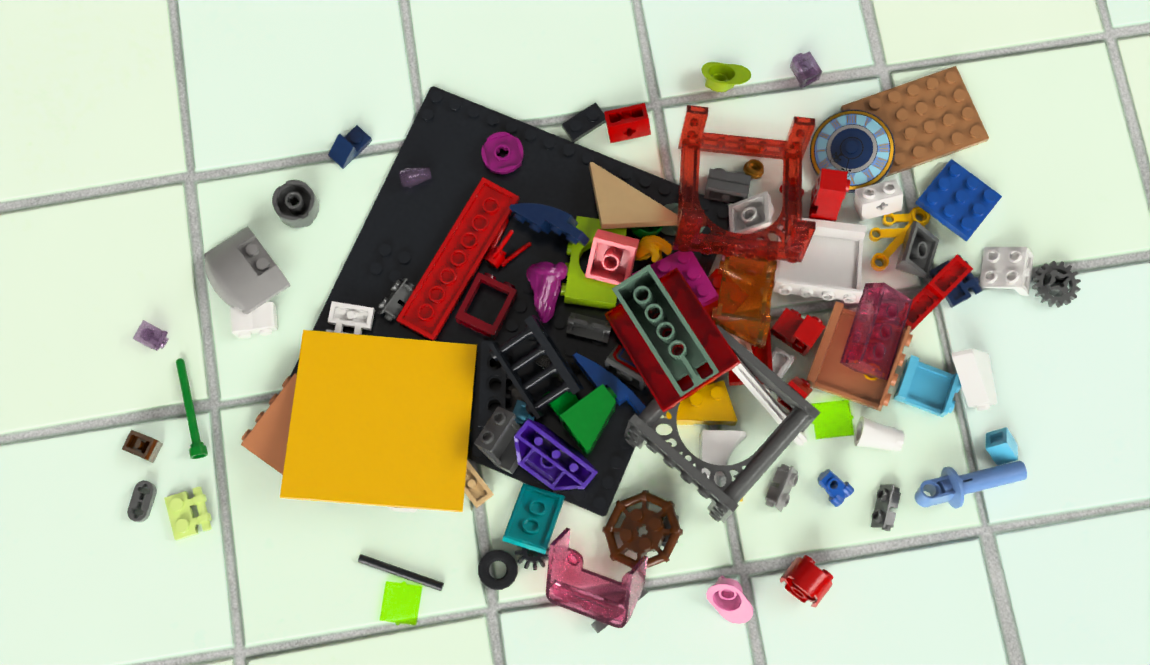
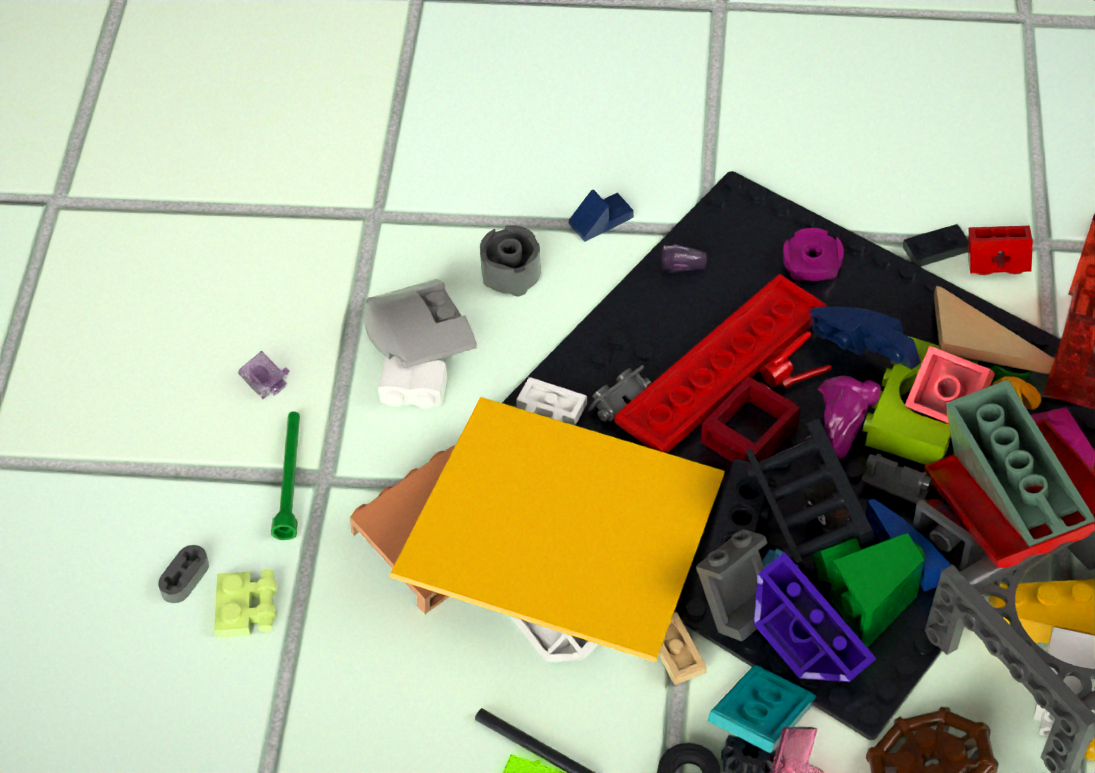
camera: 15 degrees right, 25 degrees down
(142, 446) = (213, 501): reddish brown slope -> none

